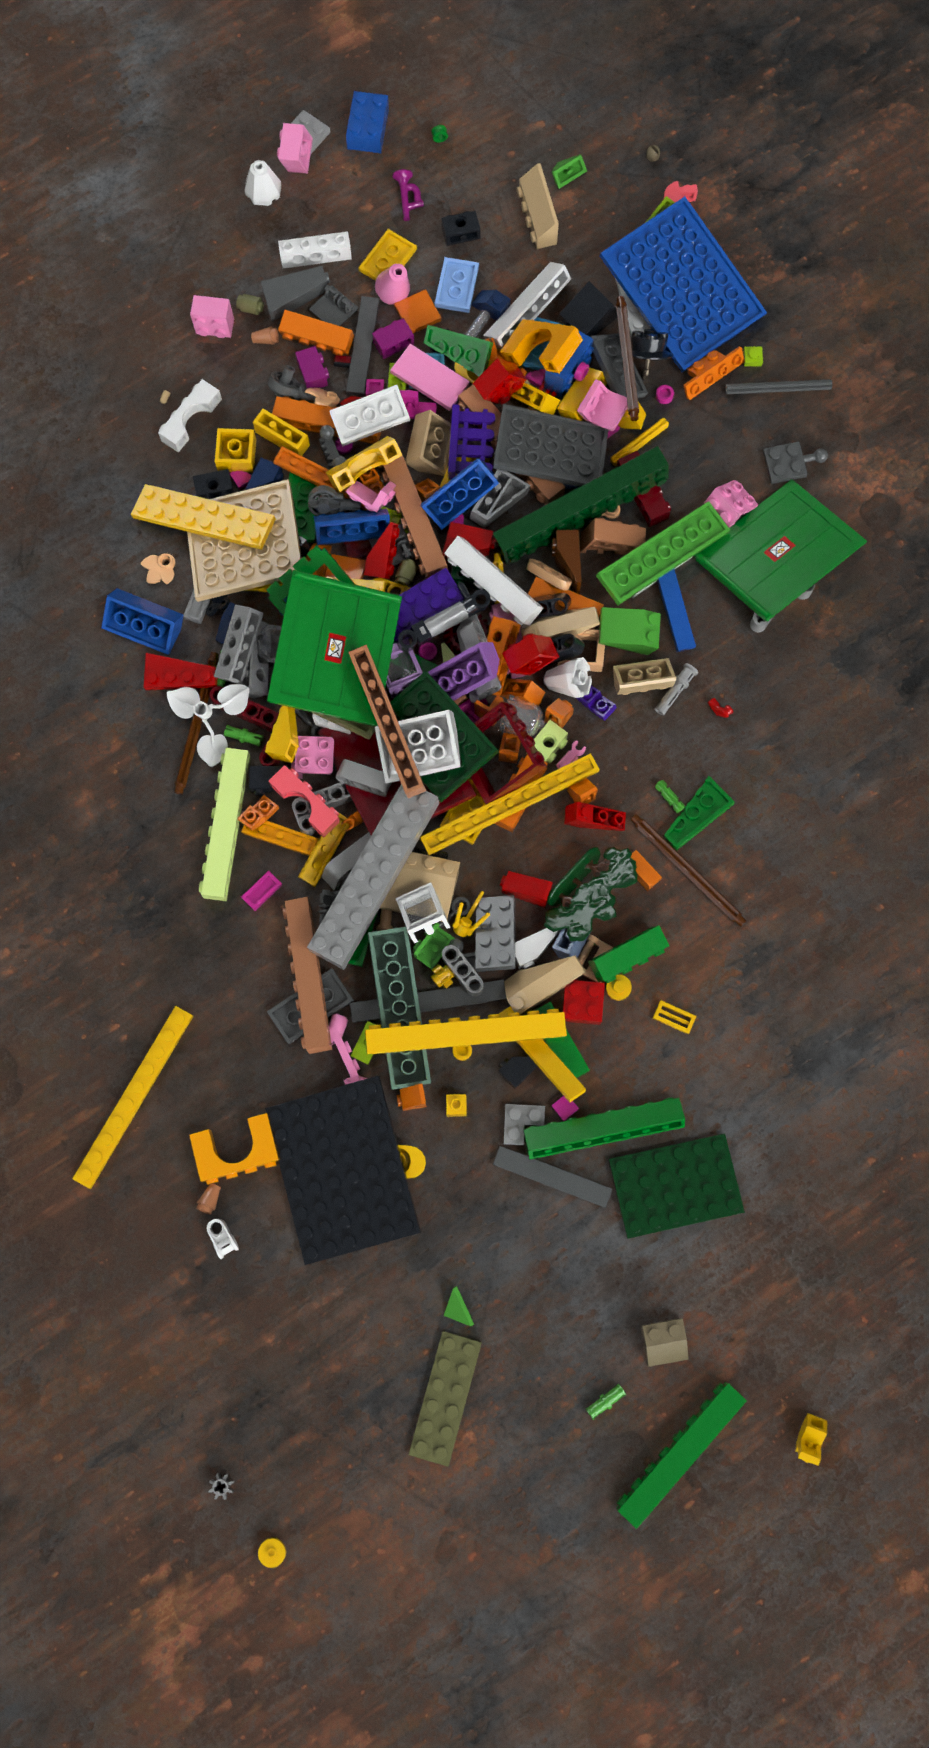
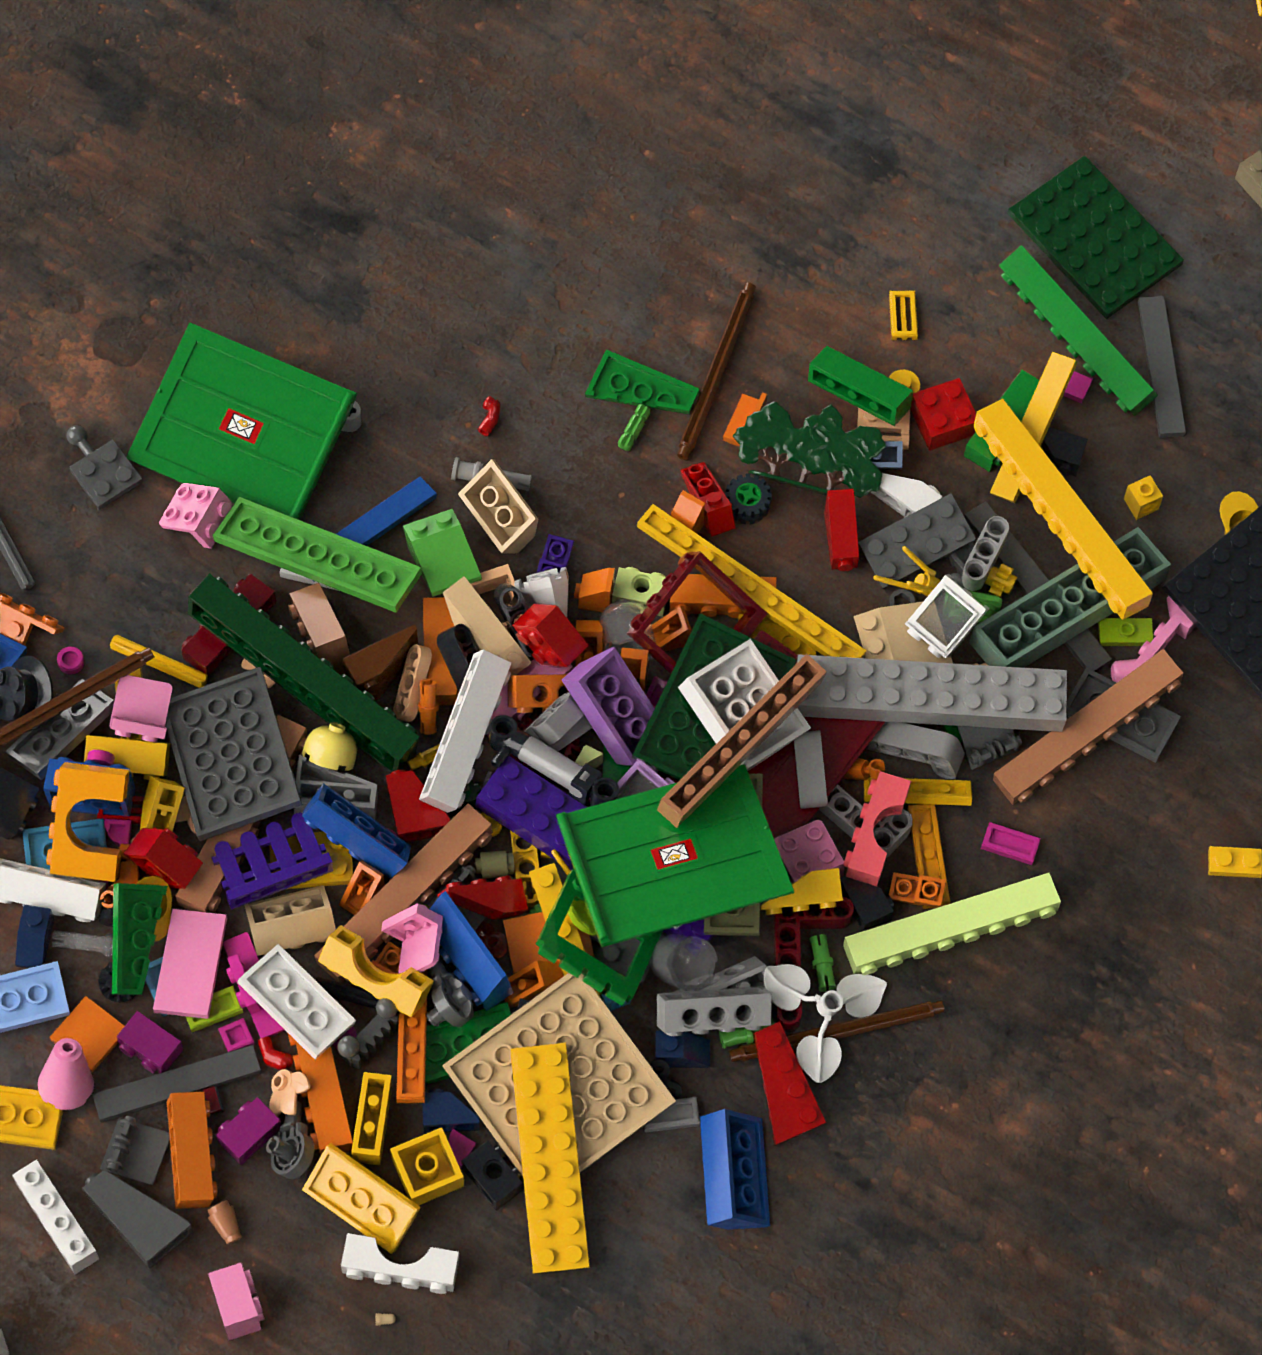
camera: 120 degrees left, 10 degrees down
(157, 570) = (650, 1192): light nougat plate -> none
(237, 408) = (361, 1198): none -> yellow tile
(250, 304) = (184, 1268): olive brick -> none
(412, 1097) = (1166, 539): orange slope -> none
(519, 1116) = (1119, 431): light grey plate -> none
(523, 502) = (331, 747): none -> light yellow cylinder
(527, 575) = (428, 706): none -> orange pin
(536, 984) = (952, 462): tan wedge -> none
(571, 756) = (643, 559): bright pink bar -> none
(581, 836) = (747, 489): none -> black wheel

